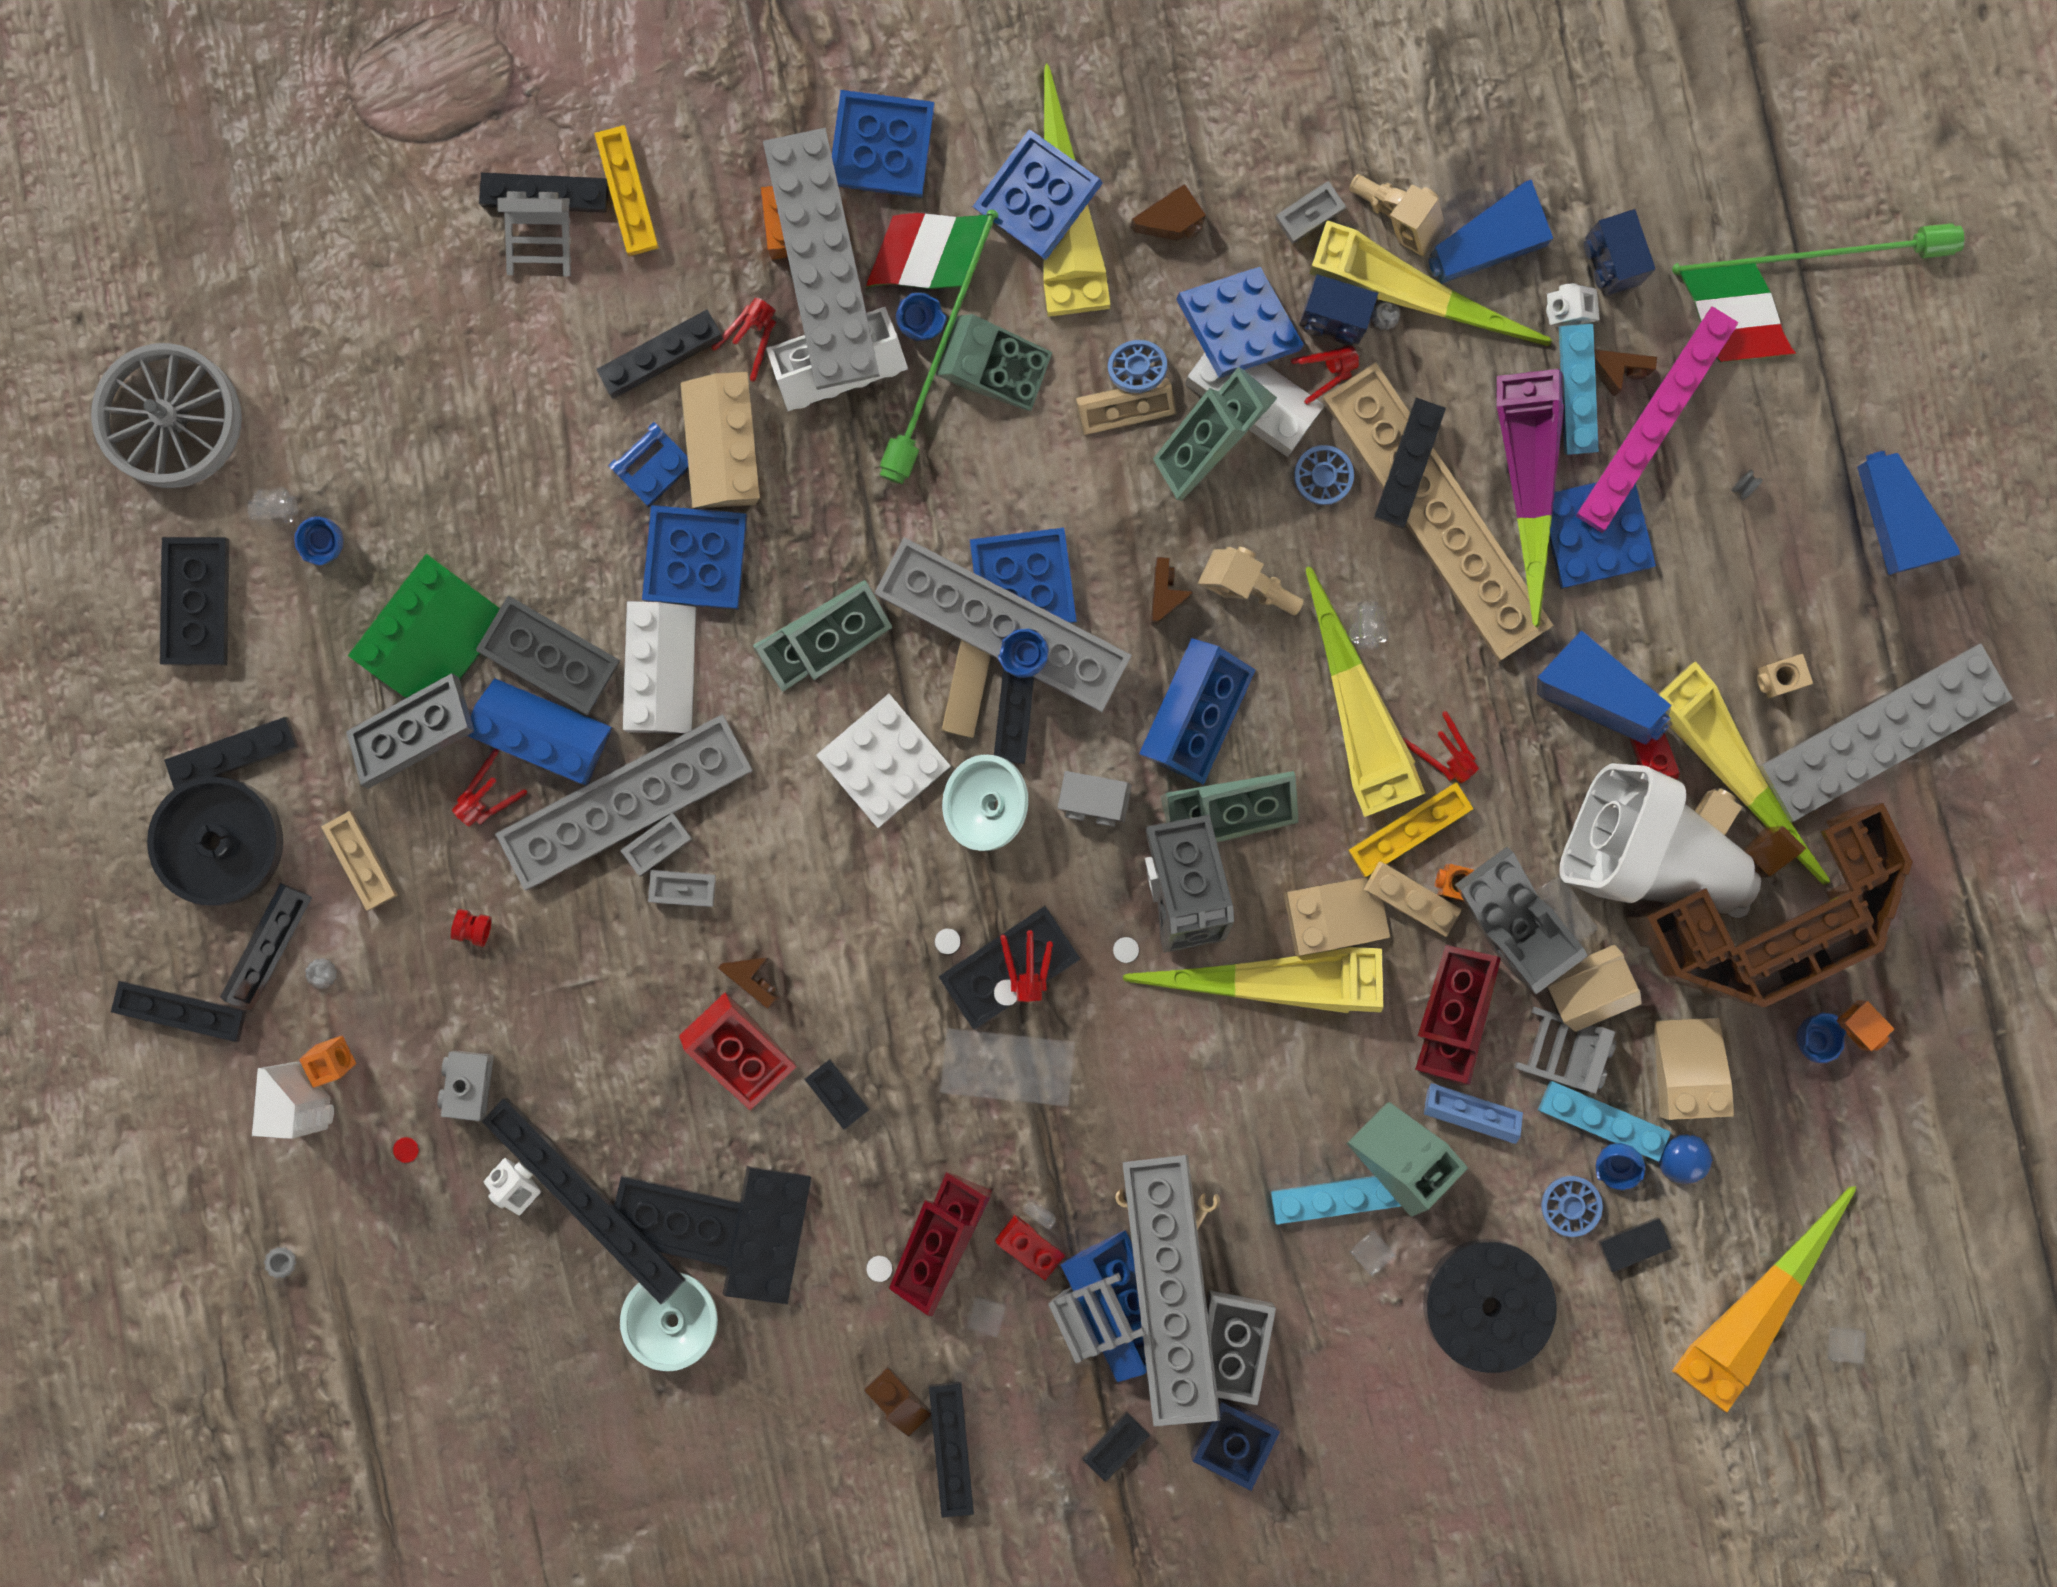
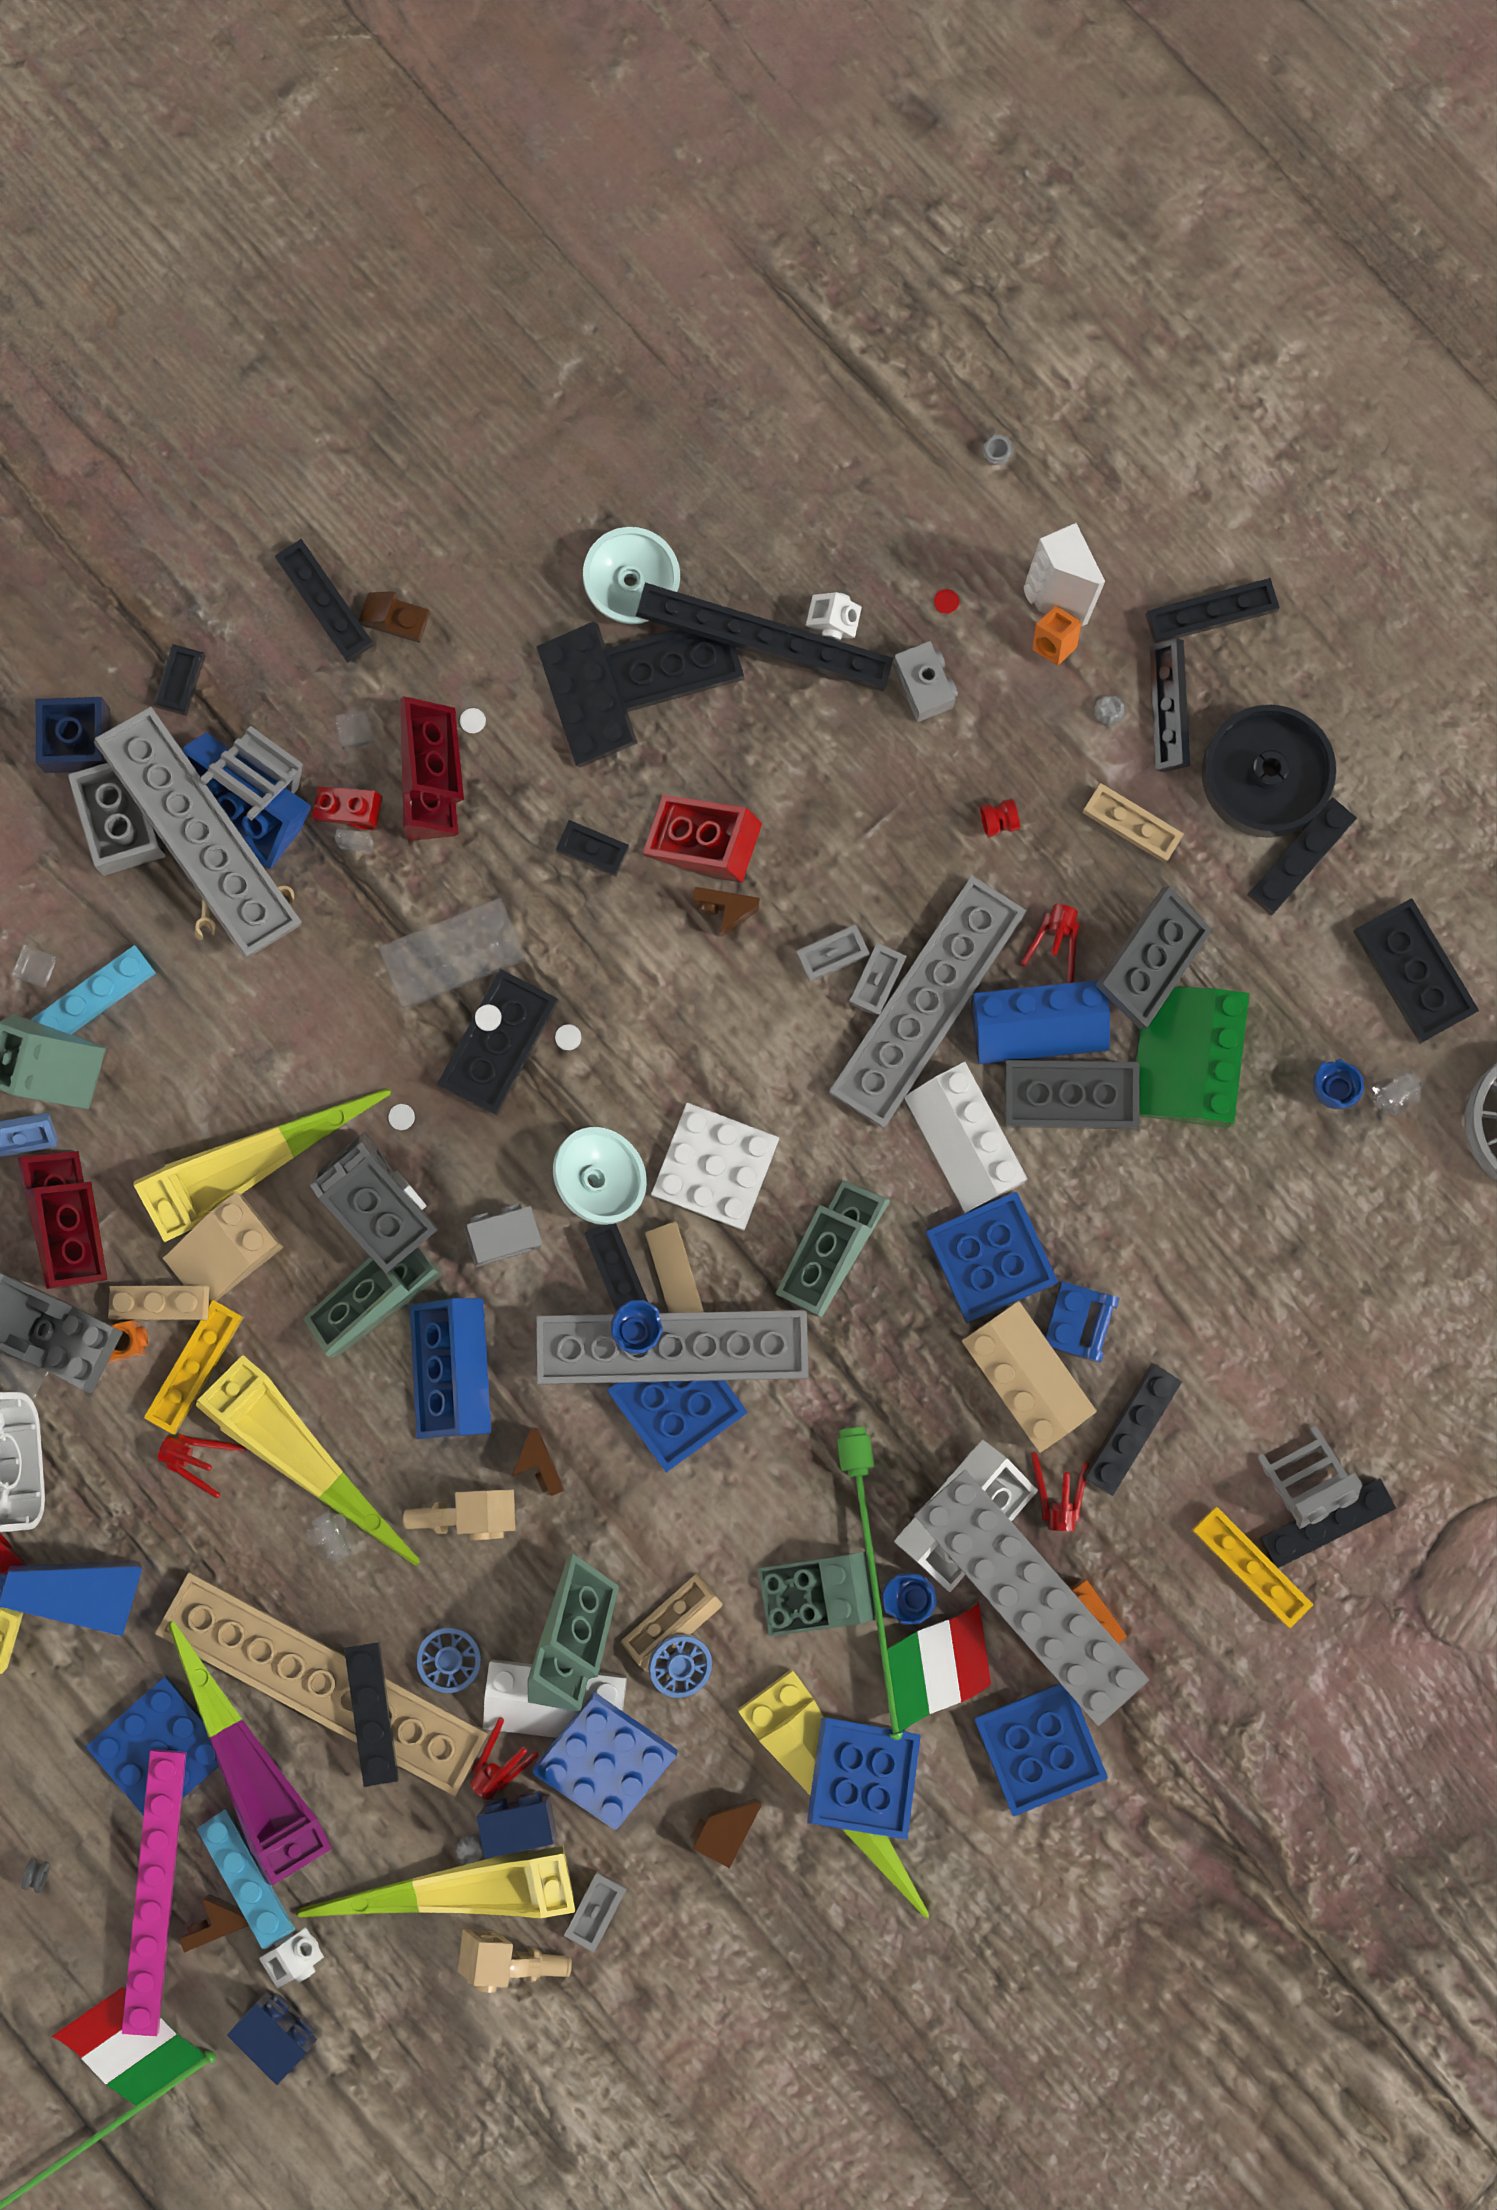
camera: 150 degrees right, 5 degrees down
(1029, 985) = (470, 1032): red plant -> none
(1495, 236) = (400, 1994): blue slope -> none

